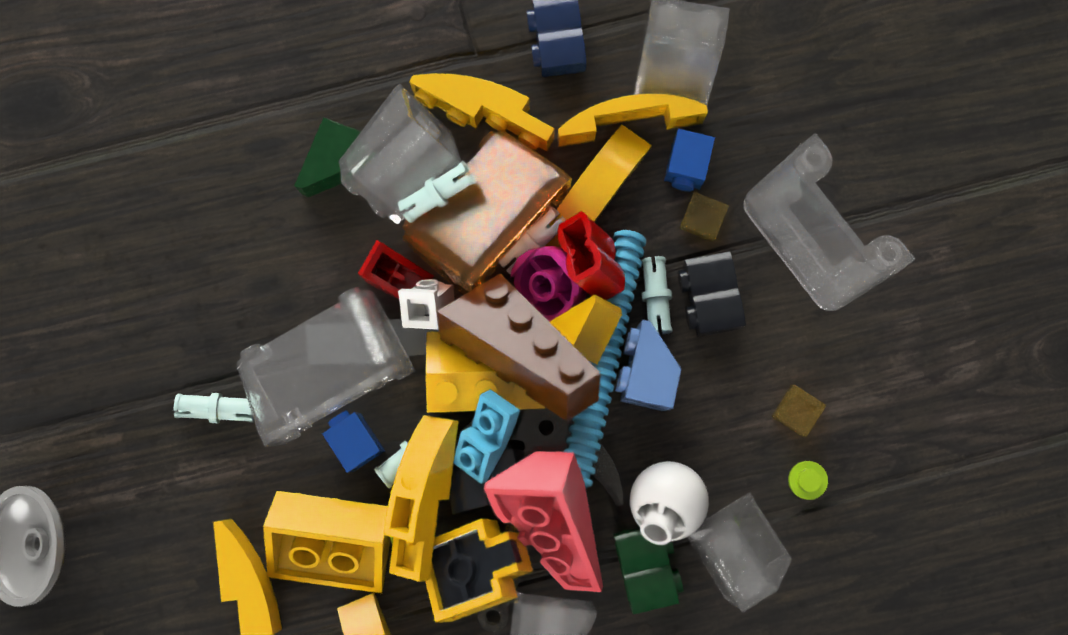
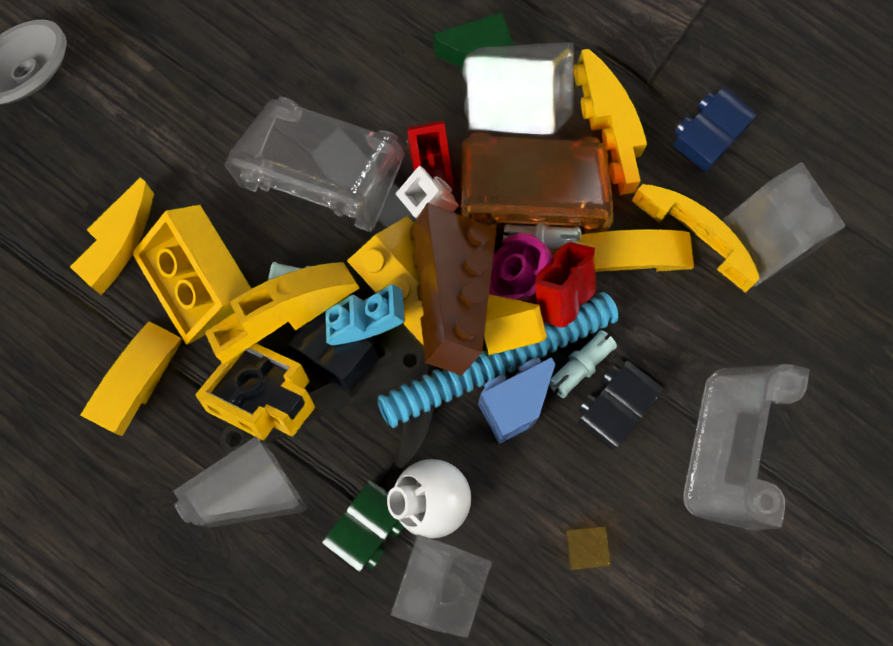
camera: 45 degrees right, 5 degrees down
(212, 408) = (223, 112): light aqua pin -> none
(352, 440) = (281, 229): blue brick -> none
(436, 192) = (516, 132): light aqua pin -> none
(551, 511) = (349, 409): coral wedge -> none
(689, 160) = (706, 302): blue brick -> none
(703, 216) = (674, 351): clear yellow tile -> none
(808, 480) = (539, 599): lime plate -> none

